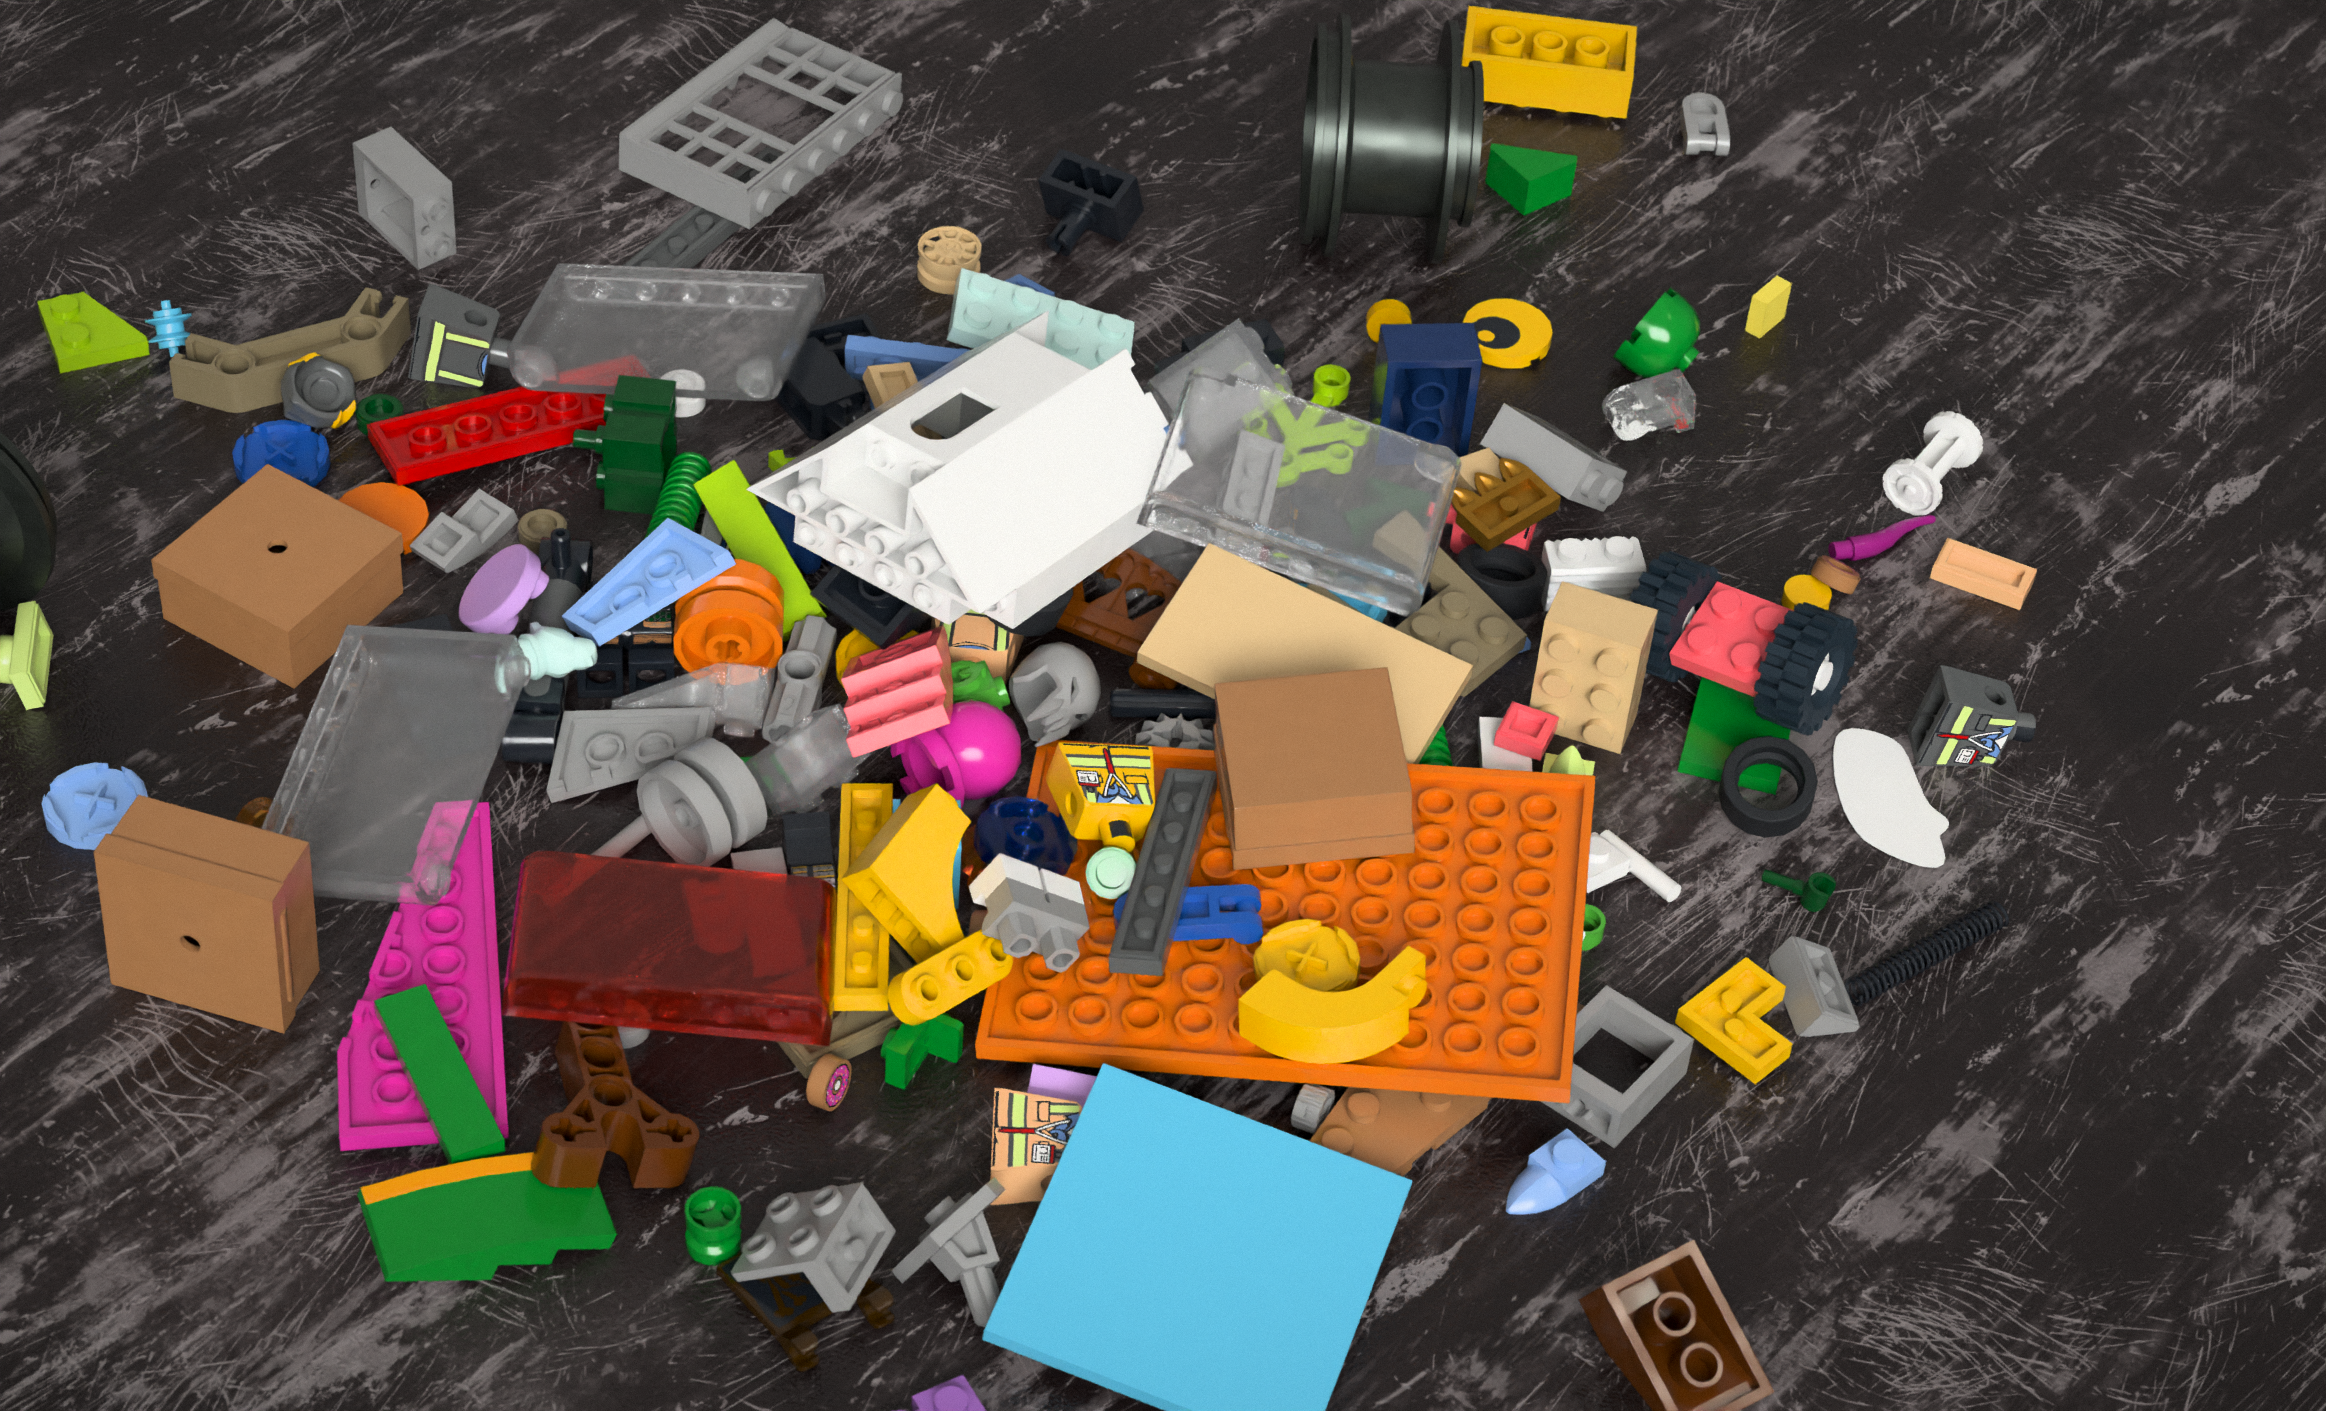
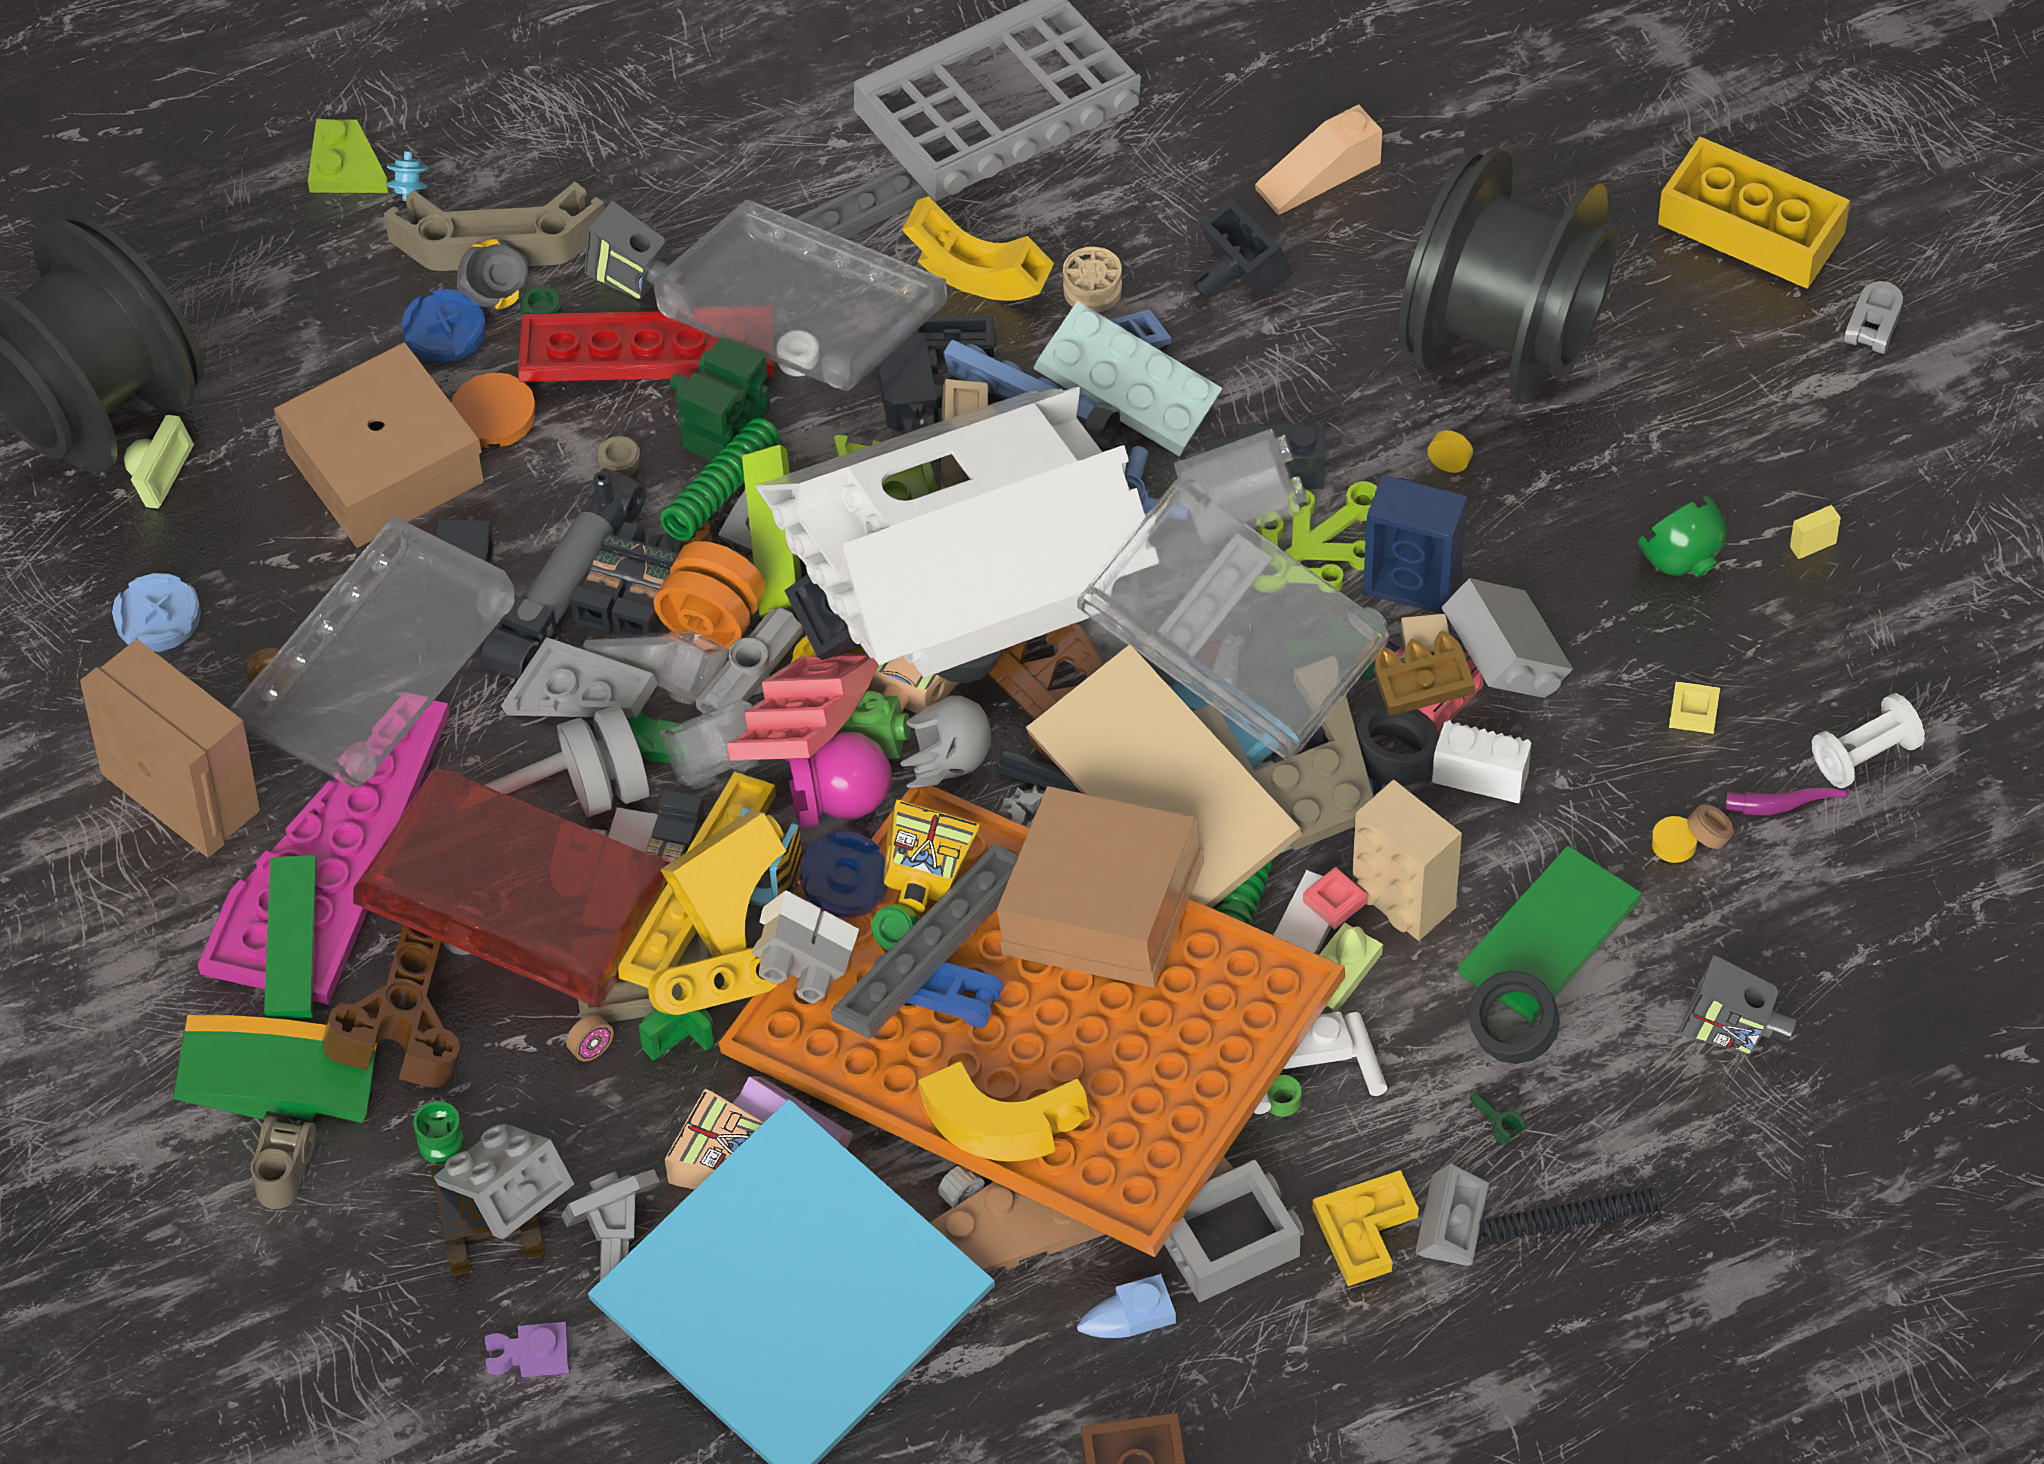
camera: 30 degrees right, 10 degrees up
(407, 201) = (649, 98): light grey window -> none
(467, 534) = (543, 446): light grey slope -> none
(502, 590) = (544, 510): lavender tile -> none
(544, 1313) = (281, 1153): none -> dark tan piece
(556, 651) = (545, 586): light aqua animal -> none
(647, 580) = (647, 544): light blue wing -> none
(850, 271) = (974, 265): none -> yellow arch
(1118, 107) = (1323, 160): none -> light nougat slope
(1310, 955) = (1008, 1060): yellow tile -> none
(1510, 332) = (1558, 490): yellow tile -> none
(1530, 176) = (1672, 333): green slope -> none
(1651, 405) = (1639, 605): clear leg -> none
(1750, 481) = (1694, 707): none -> light yellow tile
(1777, 654) = (1579, 903): black plate -> none
(1886, 798) = (1630, 1056): white sticker -> none
(1983, 573) = (1856, 864): light nougat tile -> none

